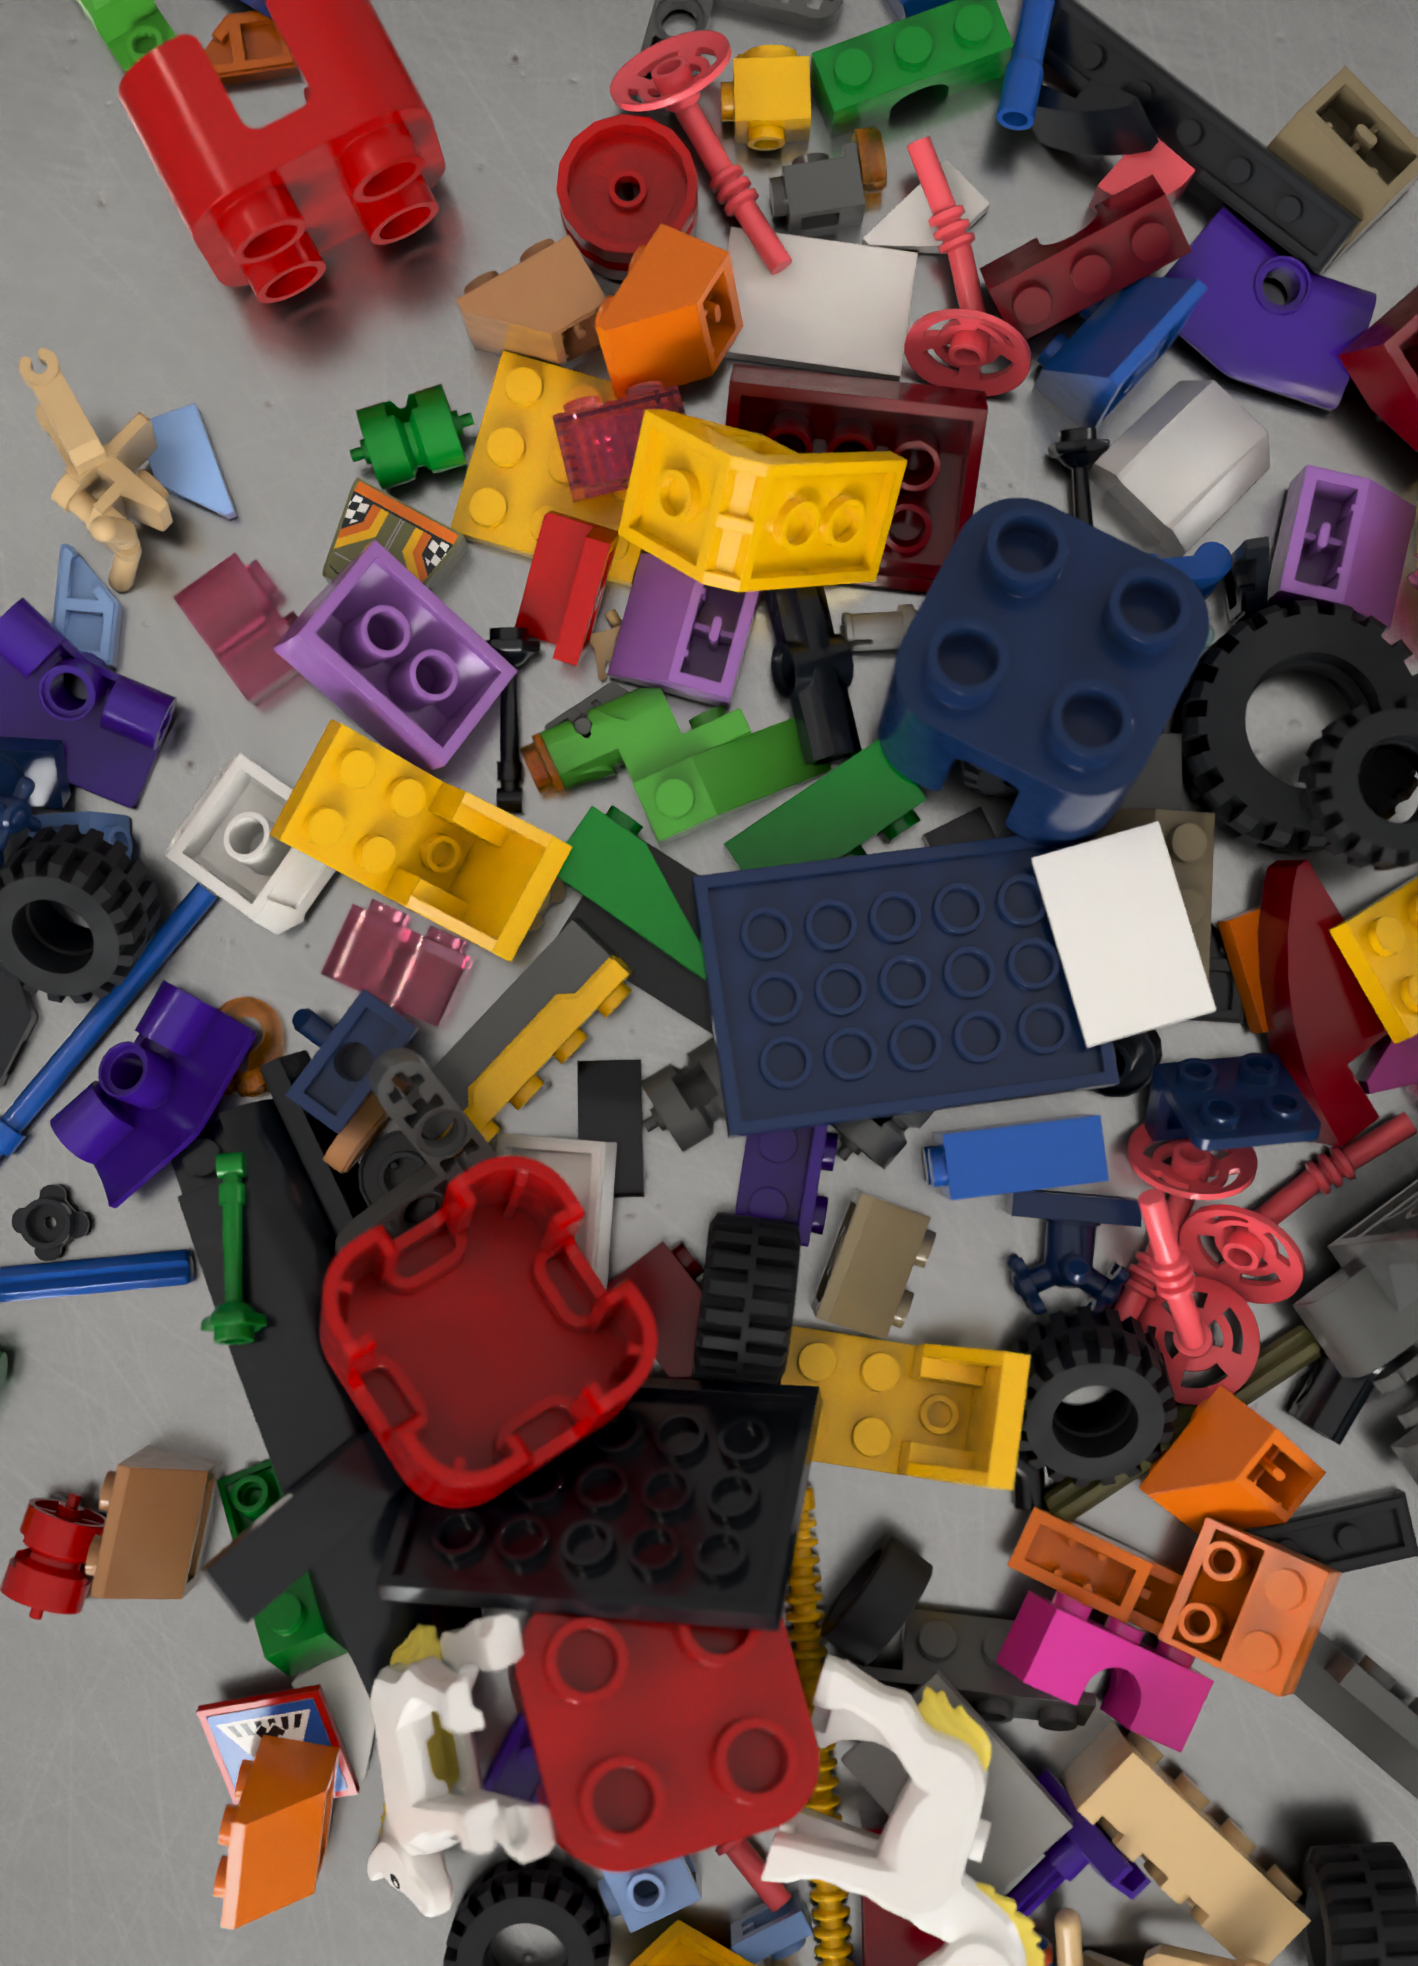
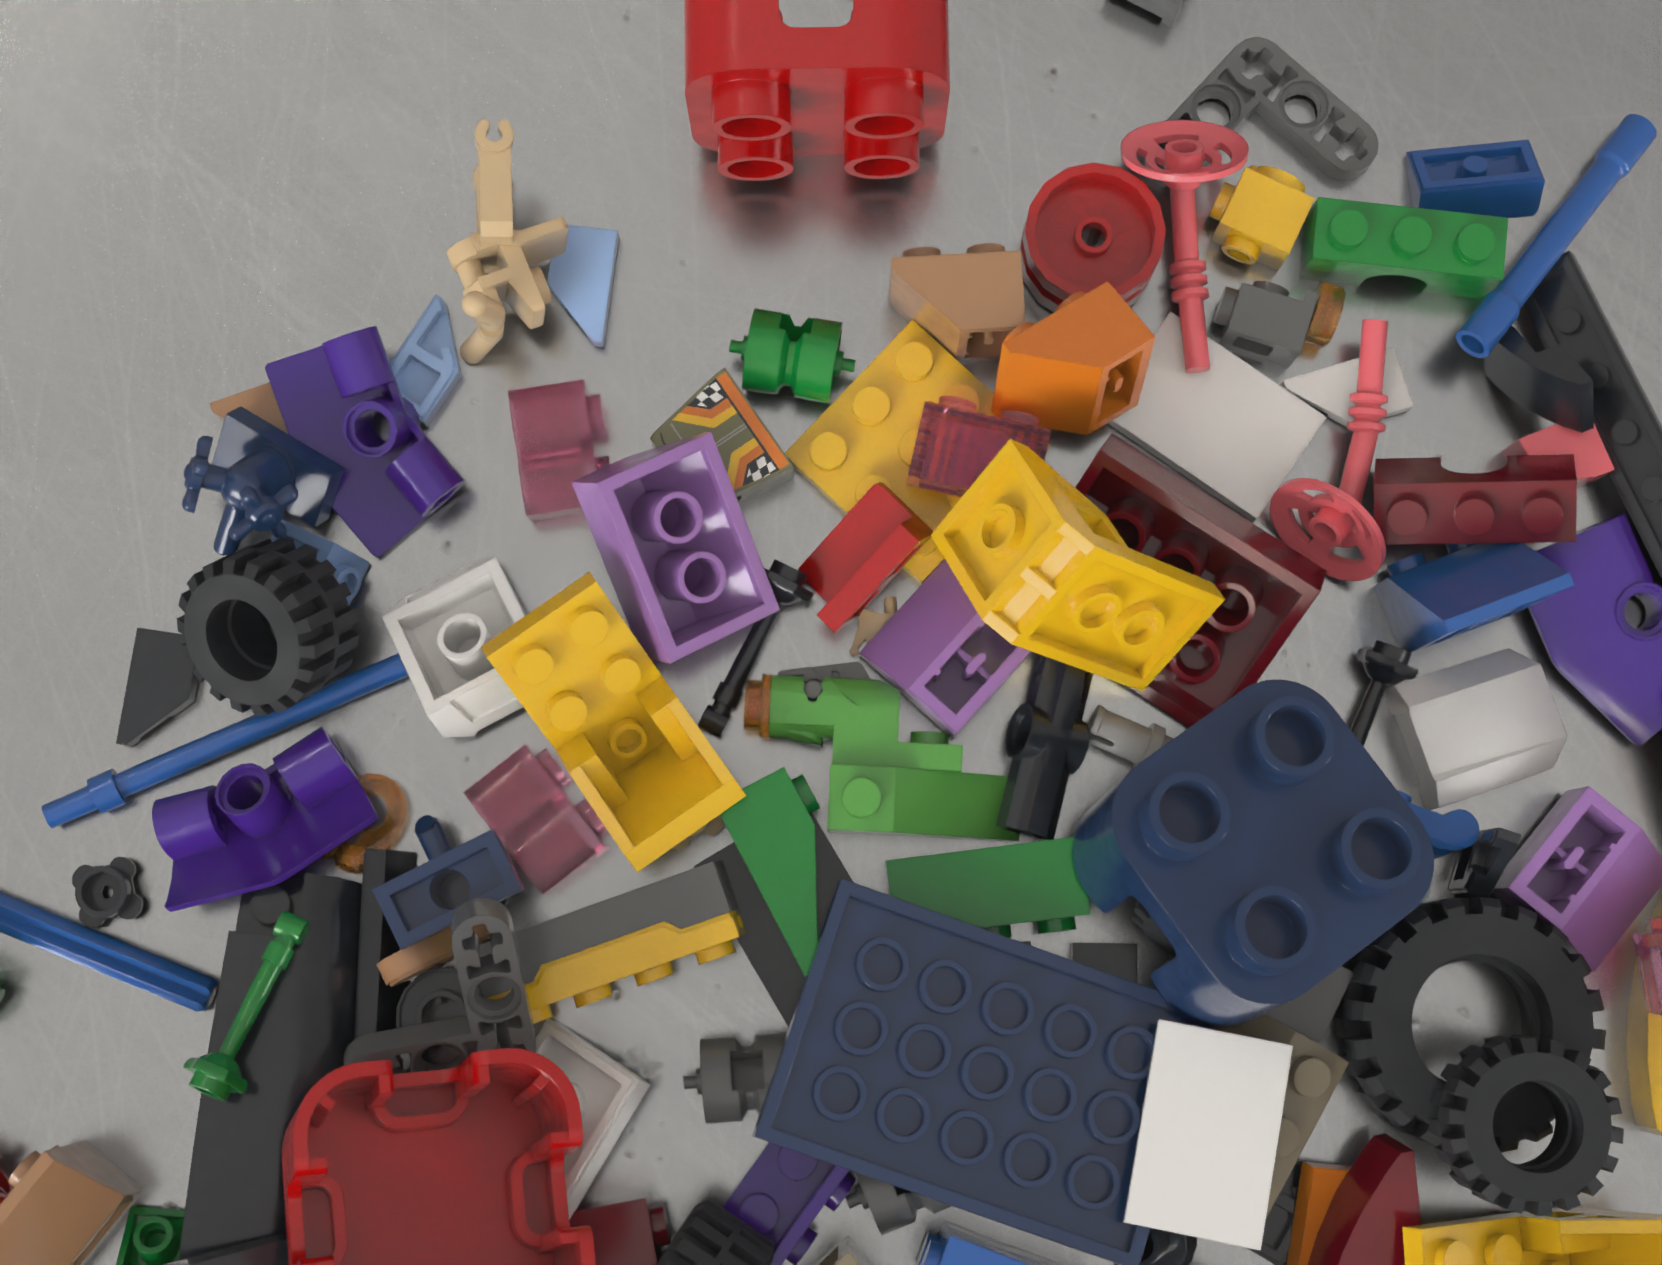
camera: 25 degrees right, 5 degrees down
(613, 1113) = (660, 1055): black slope -> none

